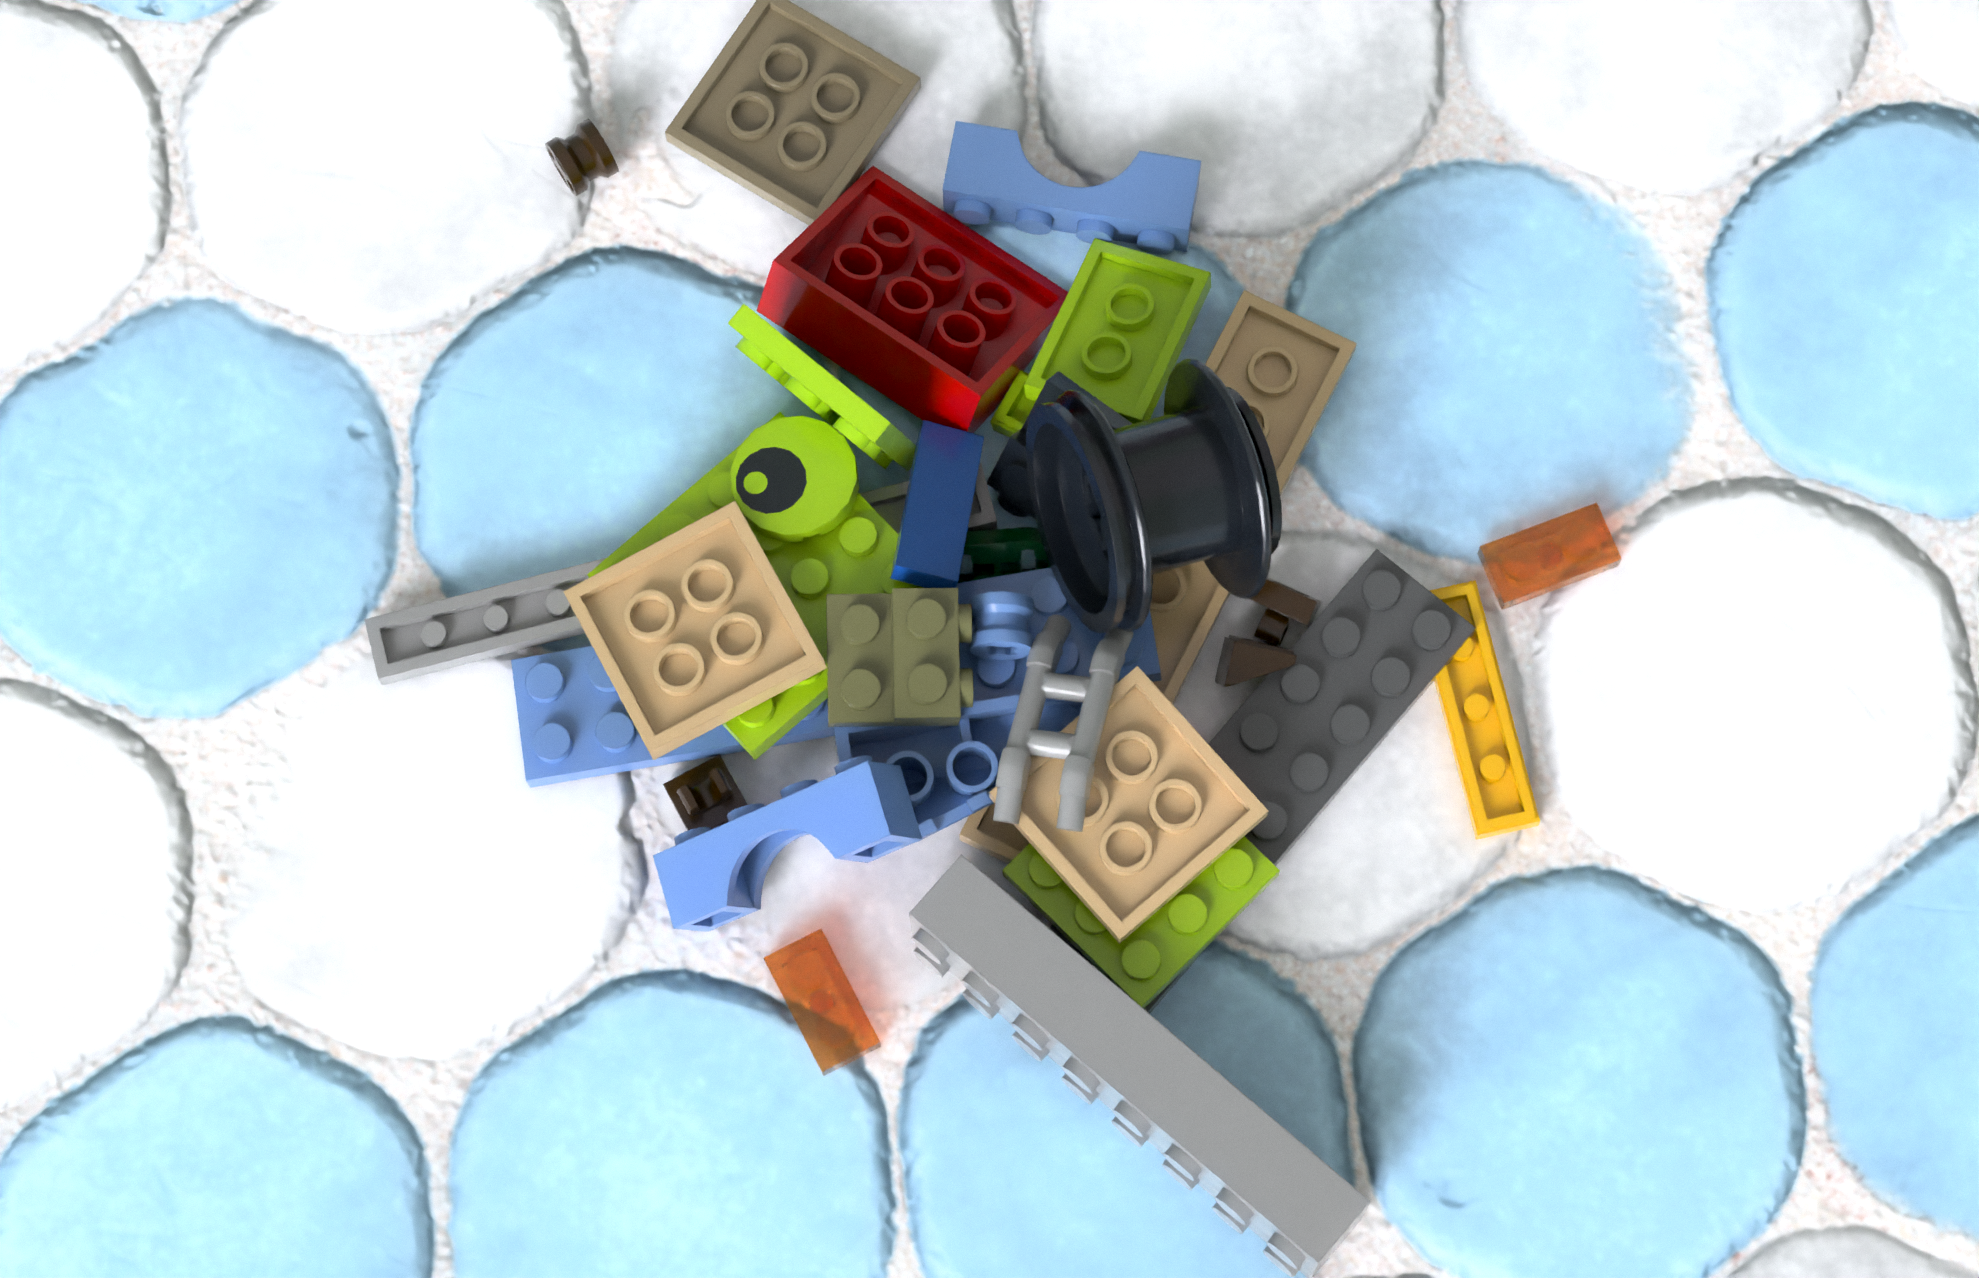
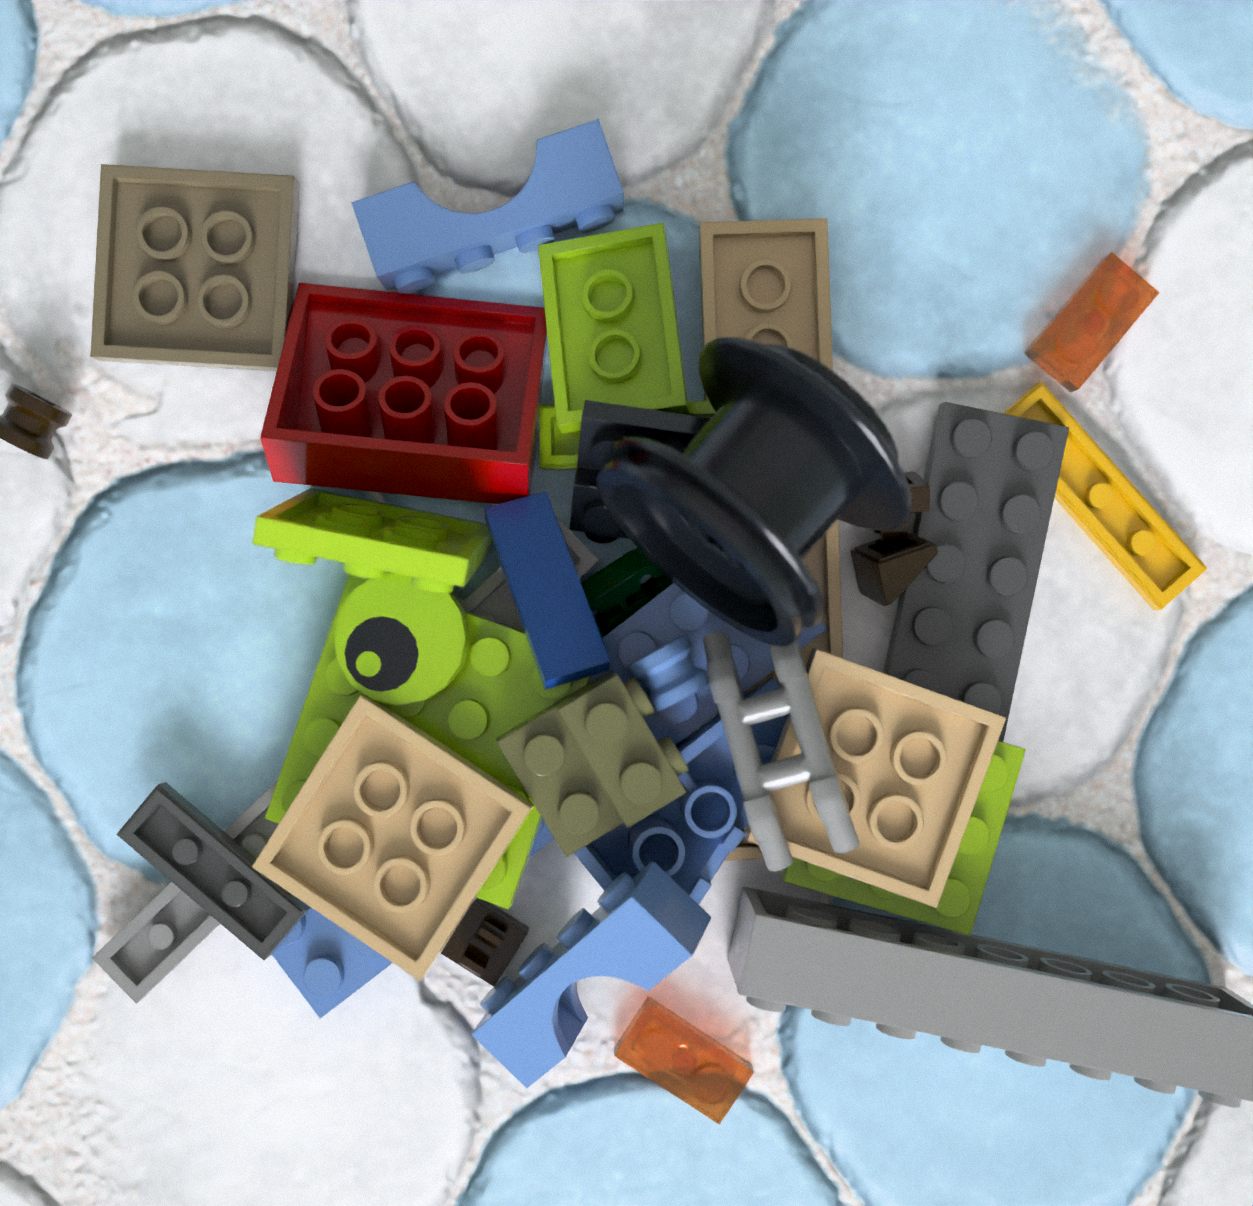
camera: 35 degrees left, 15 degrees up
(516, 599) = (212, 870): none -> dark grey tile

